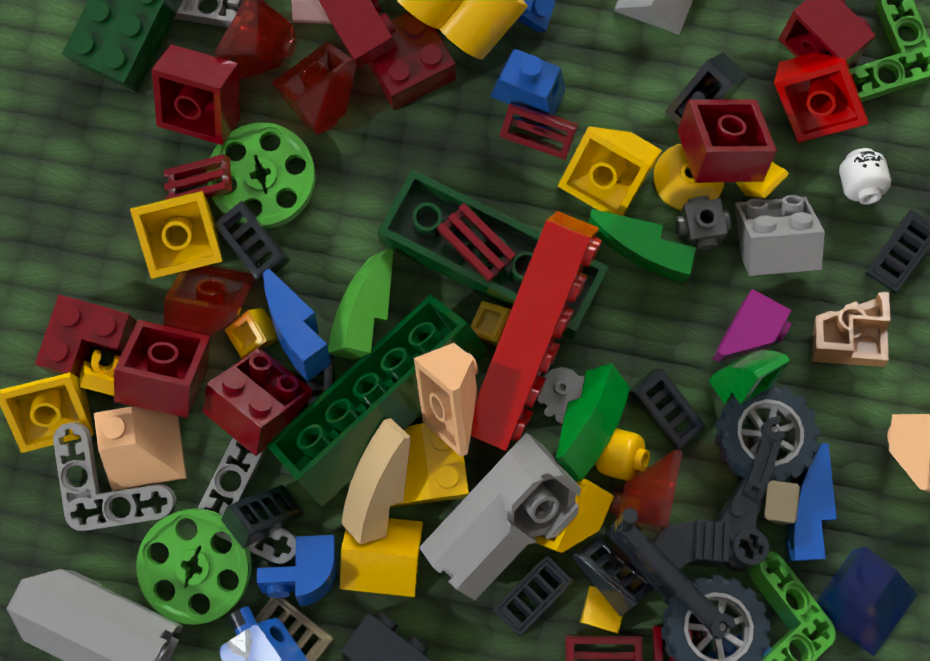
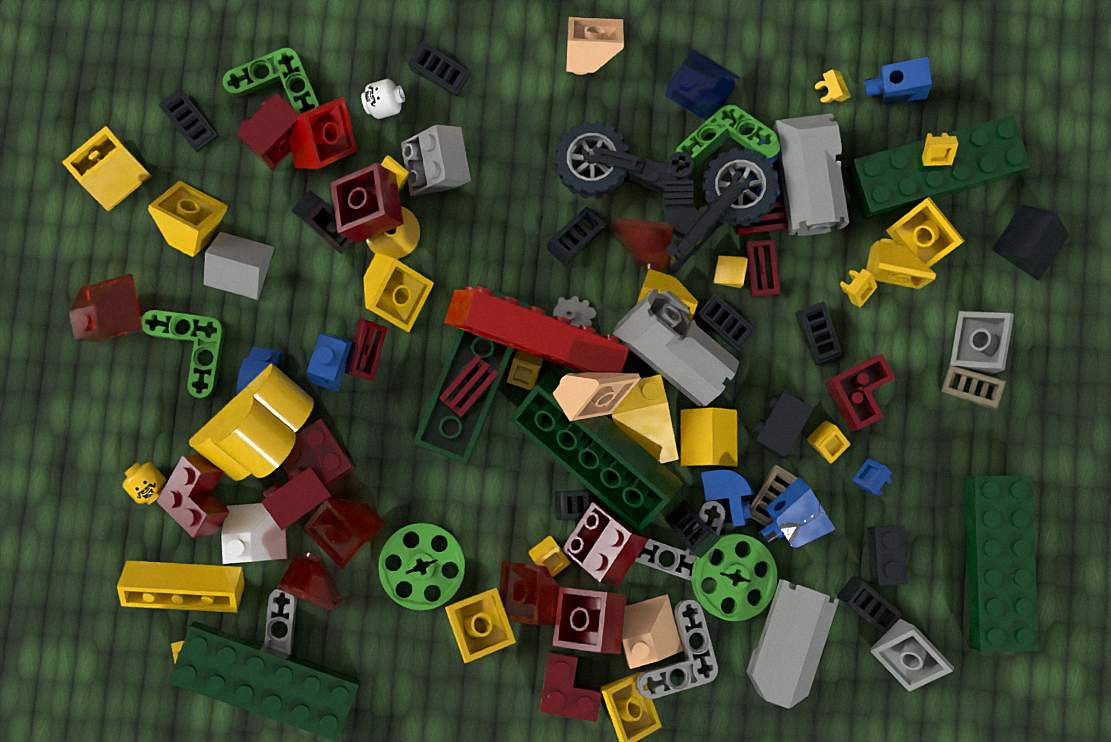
camera: 100 degrees left, 5 degrees up
(98, 377) = (599, 670): yellow tile -> none
(175, 173) = (436, 636): dark red tile -> none
(196, 94) = (363, 624): dark red brick -> none
(275, 263) = (494, 564): black slope -> none
(295, 328) = (546, 521): blue slope -> none
(362, 308) = (522, 471): bright green slope -> none
(377, 483) = (662, 442): tan slope -> none
(591, 420) = (595, 288): green slope -> none
(621, 594) = (700, 259): black slope -> none
(623, 456) = (616, 266): yellow head -> none
(641, 244) = (452, 261): green slope -> none
(700, 234) = (436, 226): dark grey brick -> none
(749, 375) = (551, 175): green slope -> none
(754, 327) = (508, 174): magenta slope -> none
(782, 502) = (644, 144): dark tan slope -> none
(815, 506) = (639, 127): blue slope -> none
(853, 334) = (506, 101): medium nougat slope -> none

